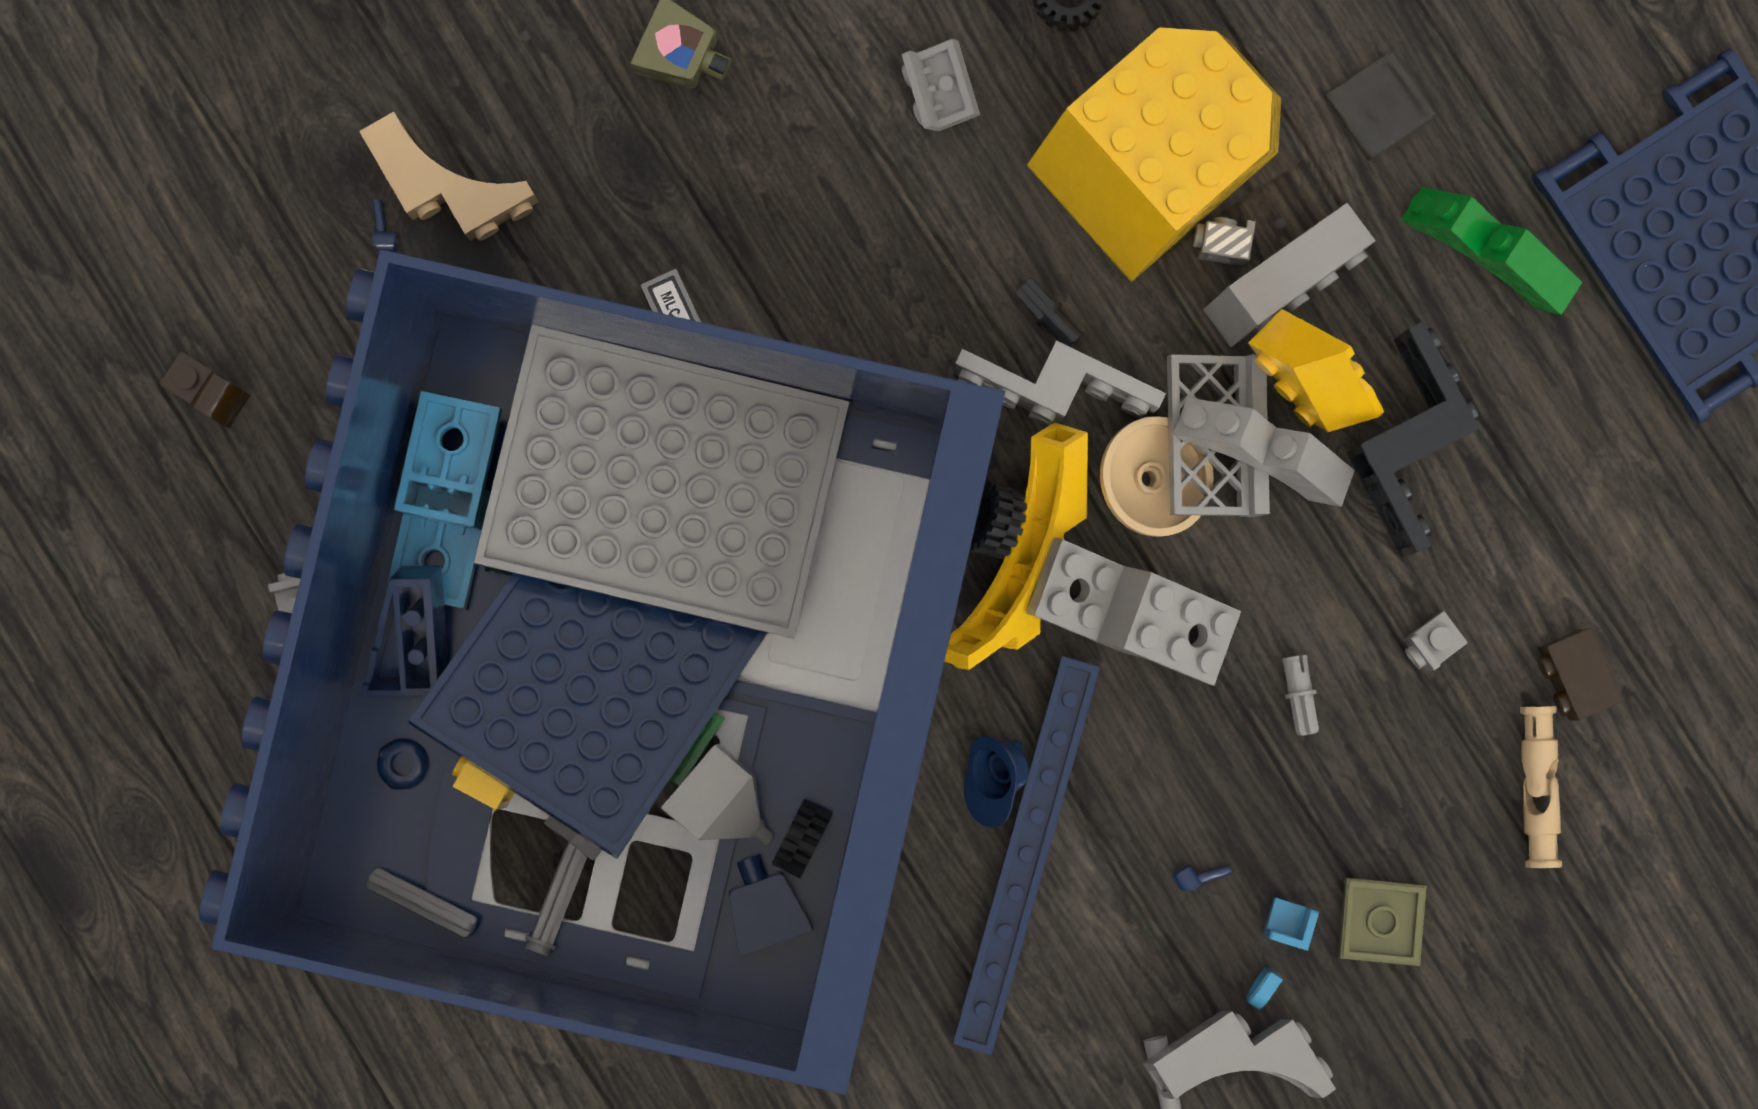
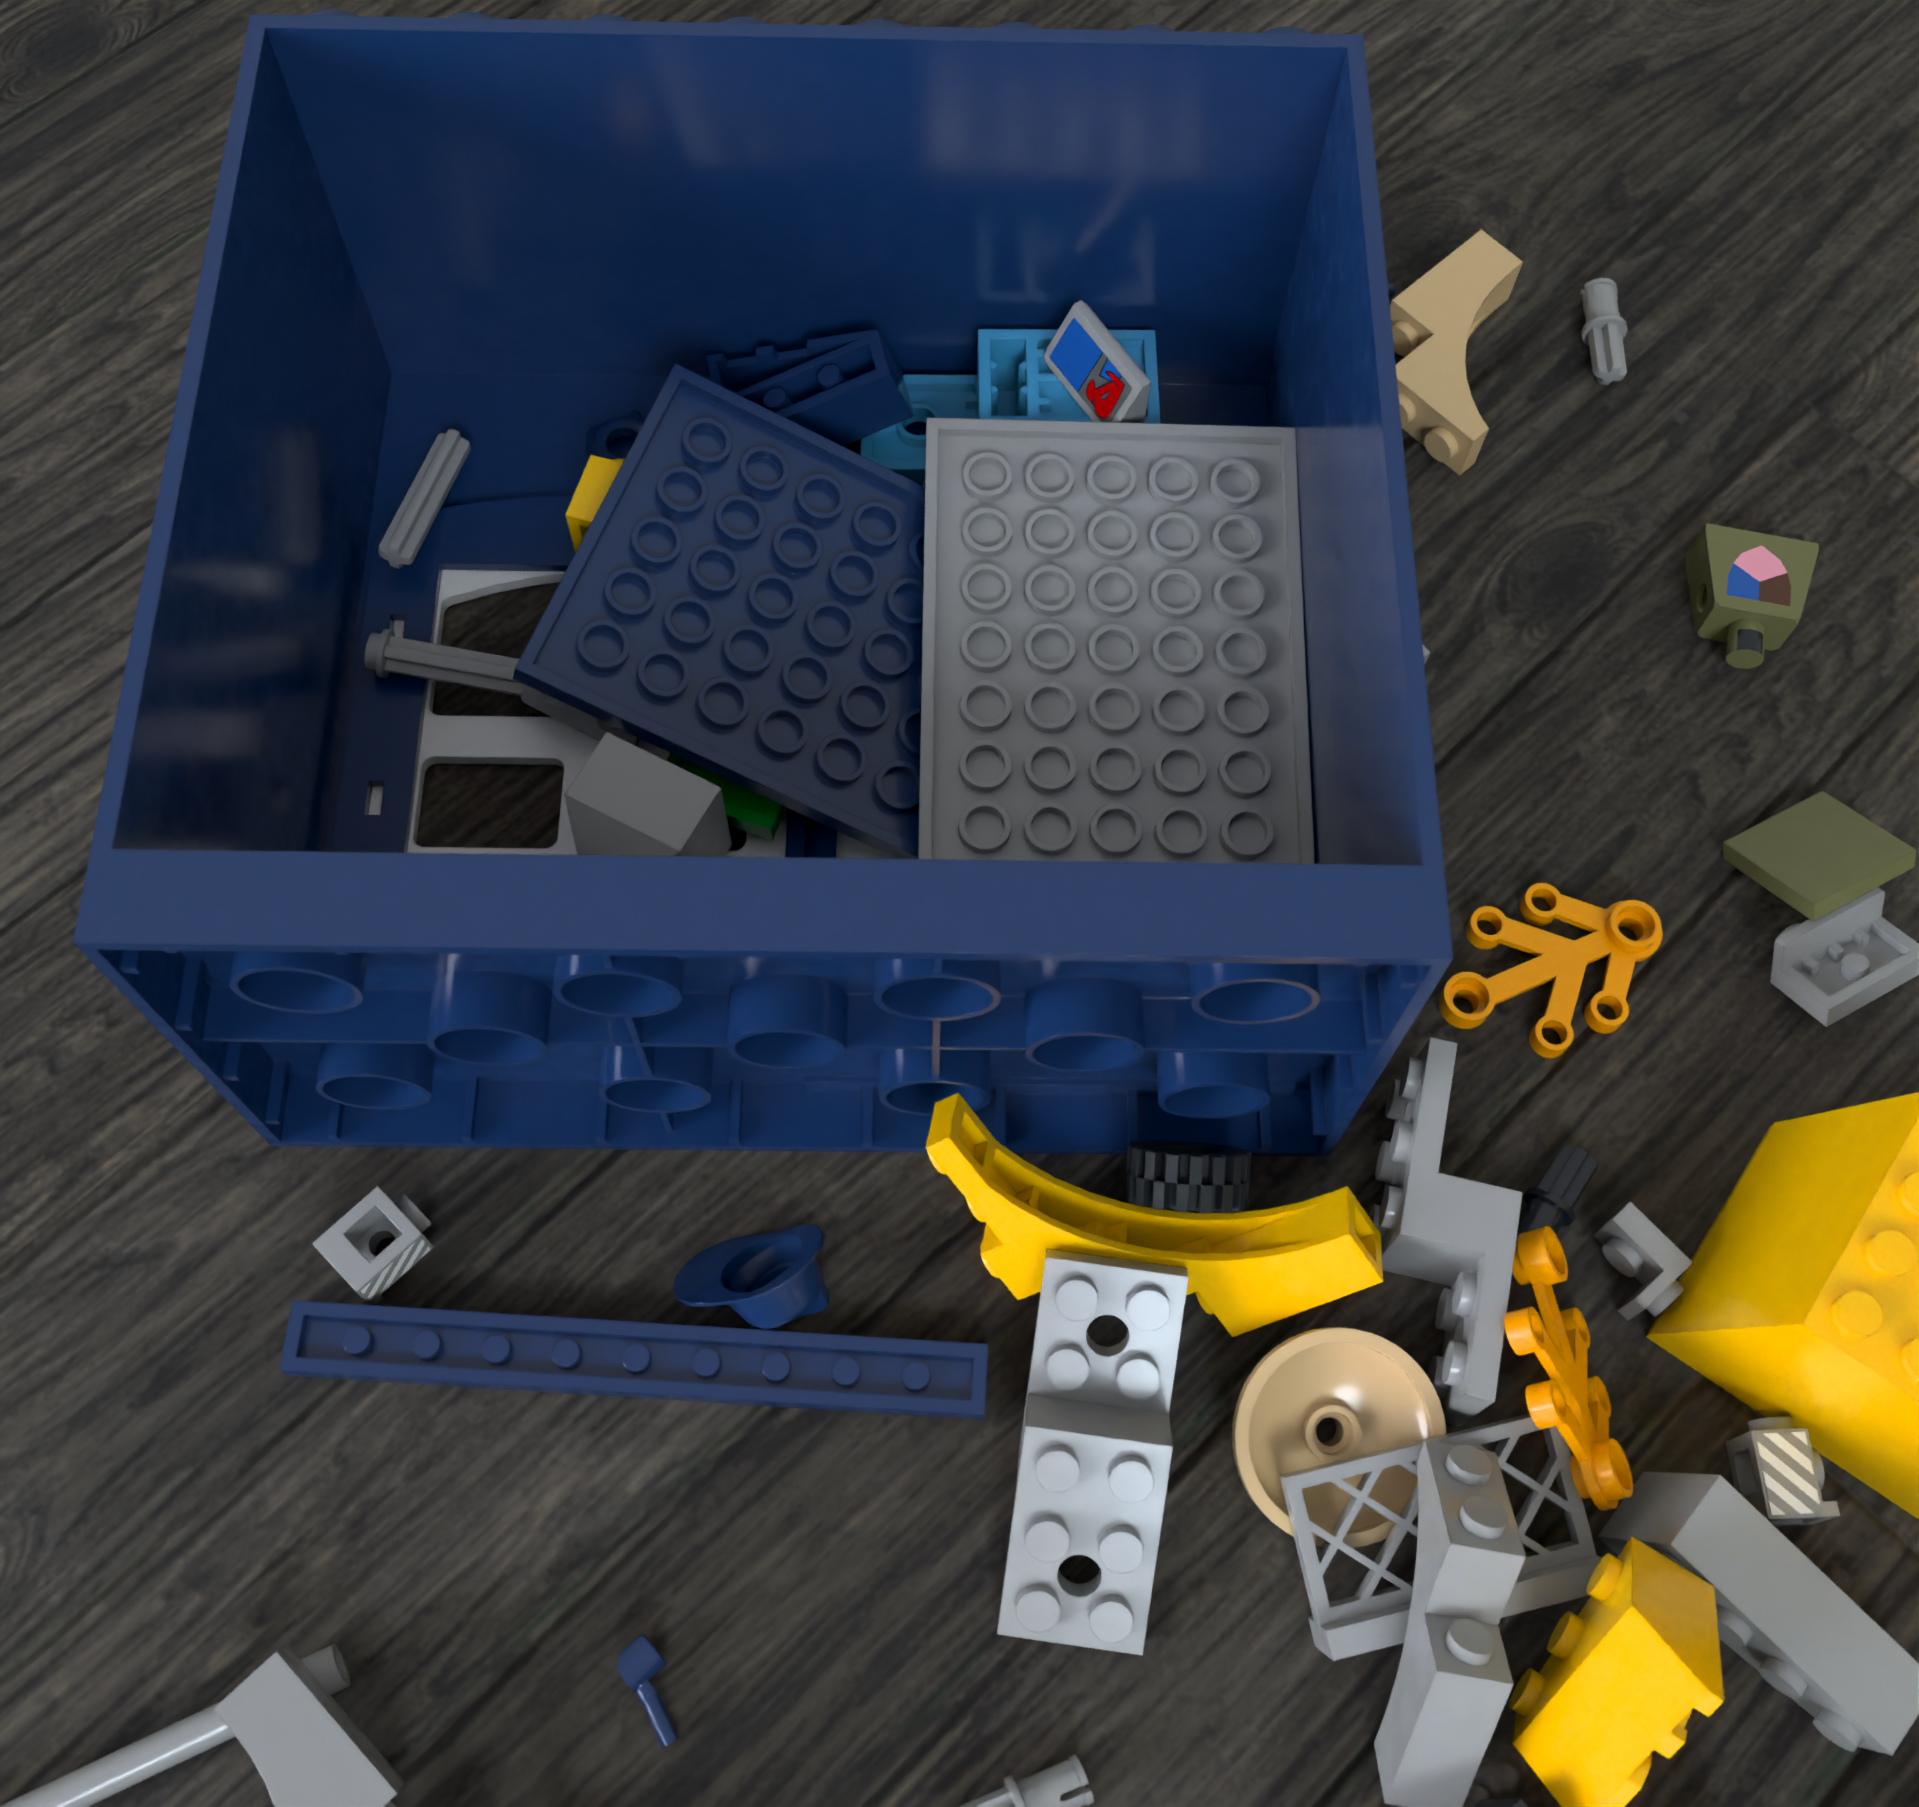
camera: 80 degrees right, 20 degrees down
(450, 67) = (1604, 330): none -> light grey axle
(457, 441) = (1097, 369): none -> slope
(872, 78) = (1819, 855): none -> olive tile
(902, 256) = (1557, 960): none -> light orange plant
(933, 1007) = (354, 1237): none -> light grey brick
(1087, 273) = (1643, 1252): none -> light grey bracket
(1152, 342) = (1570, 1399): none -> light orange plant

